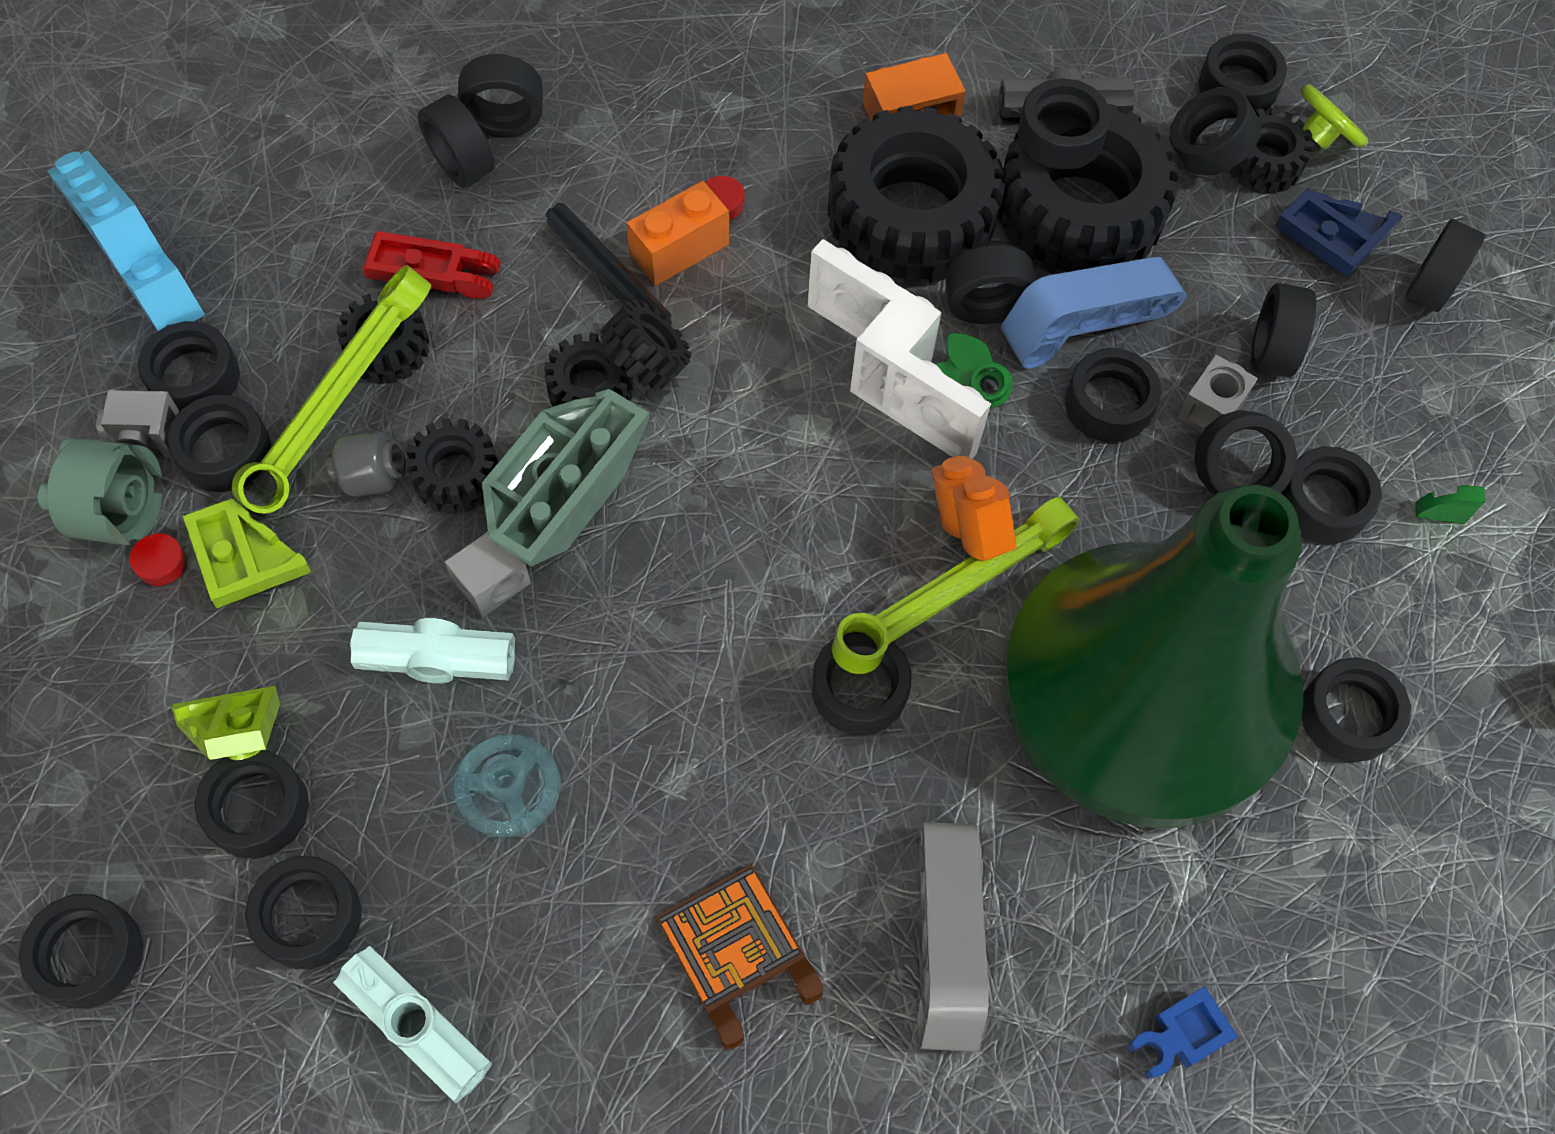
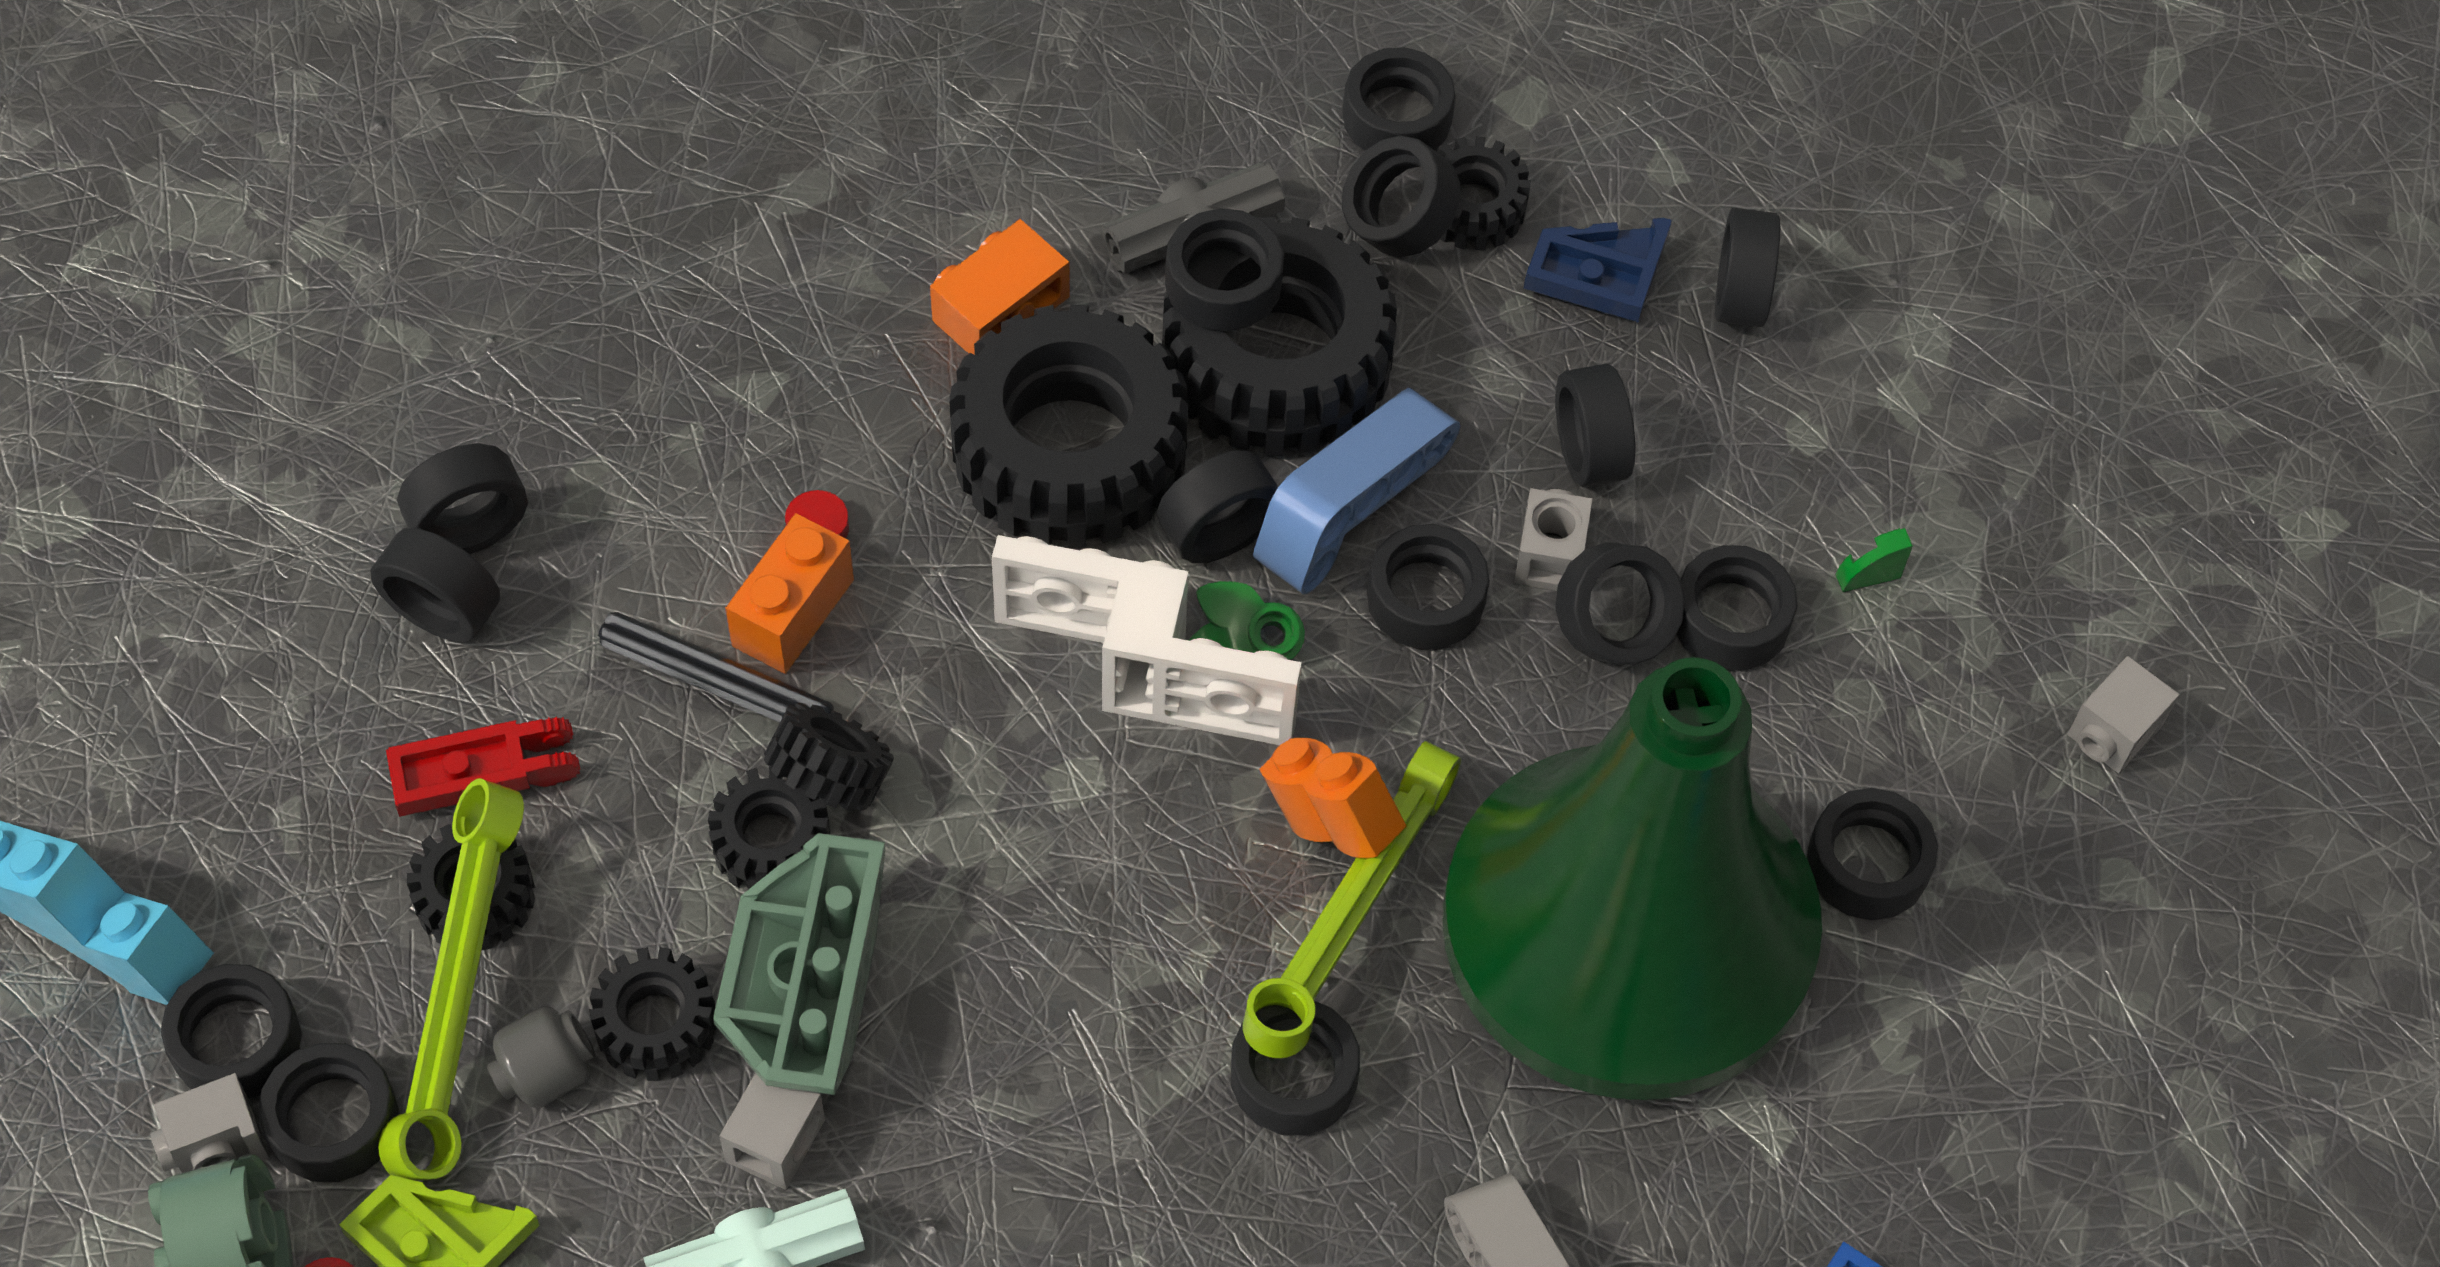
camera: 25 degrees left, 5 degrees down
(1329, 121) = (1532, 126): lime piece -> none

